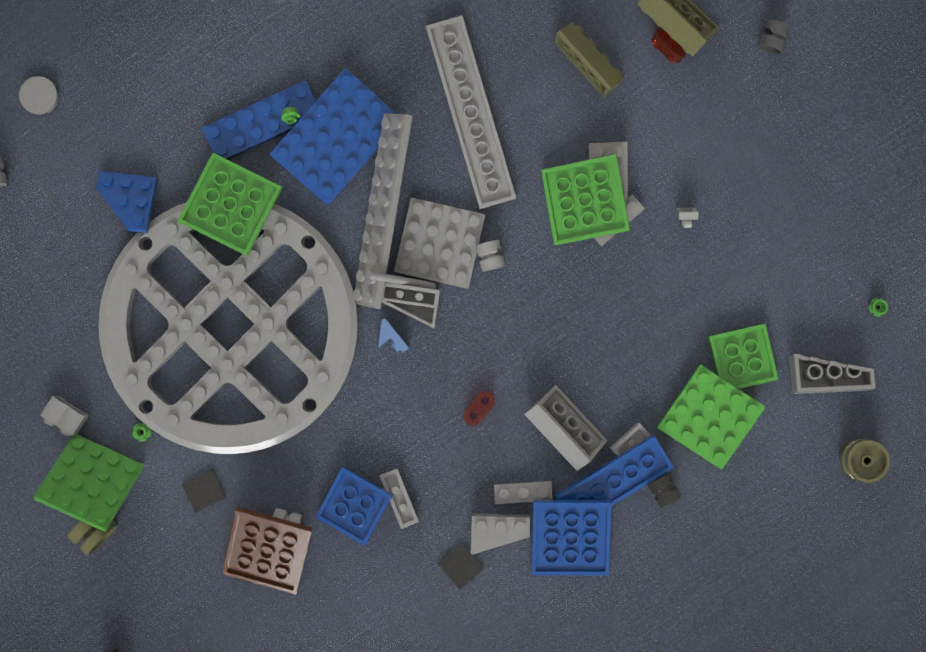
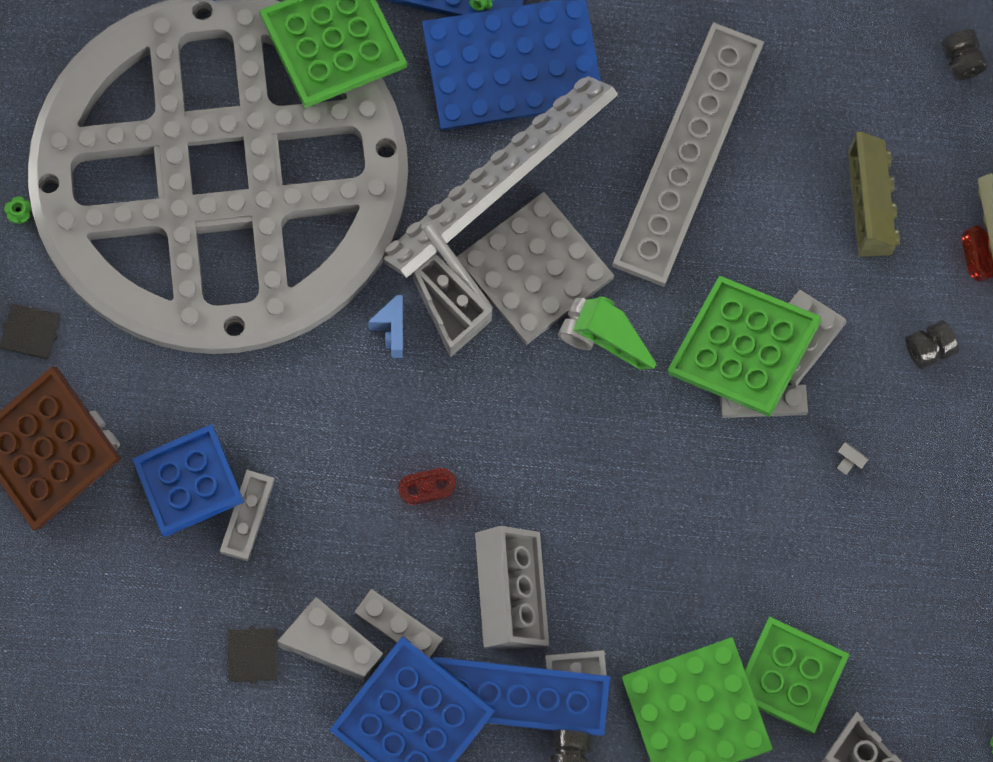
camera: 30 degrees right, 15 degrees down
(510, 249) = (612, 331): none -> bright green slope
(683, 117) = (933, 344): none -> clear smoke wheel

